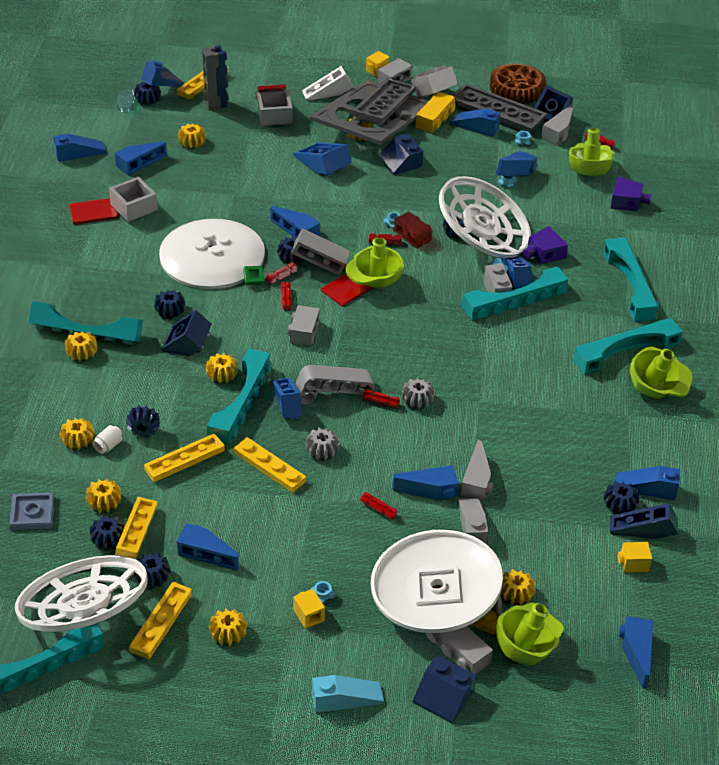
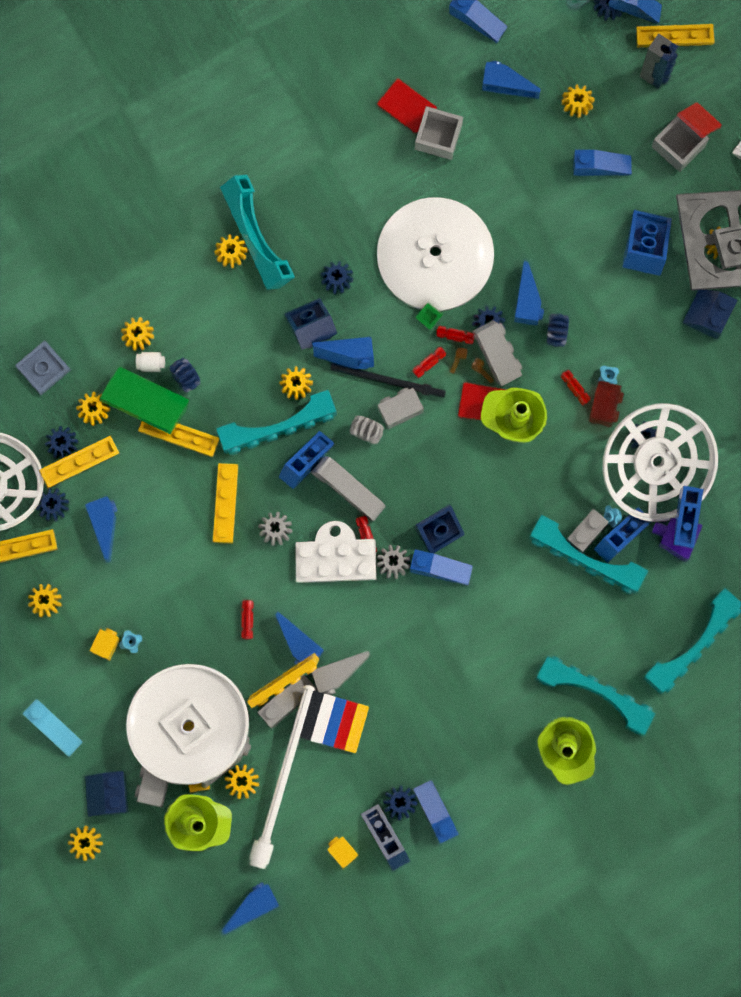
camera: 55 degrees right, 35 degrees up
(134, 455) = (145, 400): none -> green slope
(230, 328) = (352, 353): none -> blue slope
(242, 149) = (601, 163): none -> blue slope
(267, 327) = (425, 389): none -> black bar
(298, 279) = (461, 353): none -> clear orange hand
(301, 347) = (366, 429): none -> light grey gear
(317, 275) = (478, 365): none -> clear orange hand
(336, 219) = (557, 330): none -> dark blue gear
(381, 422) = (335, 557): none -> white plate
(418, 355) = (439, 529): none -> dark blue slope
(446, 372) = (440, 567): none -> slope
(455, 496) = (277, 685): none -> yellow plate
(477, 734) = (84, 836): none -> yellow gear
(517, 499) = (320, 720): none -> flag
(535, 222) = (687, 516): none -> blue slope

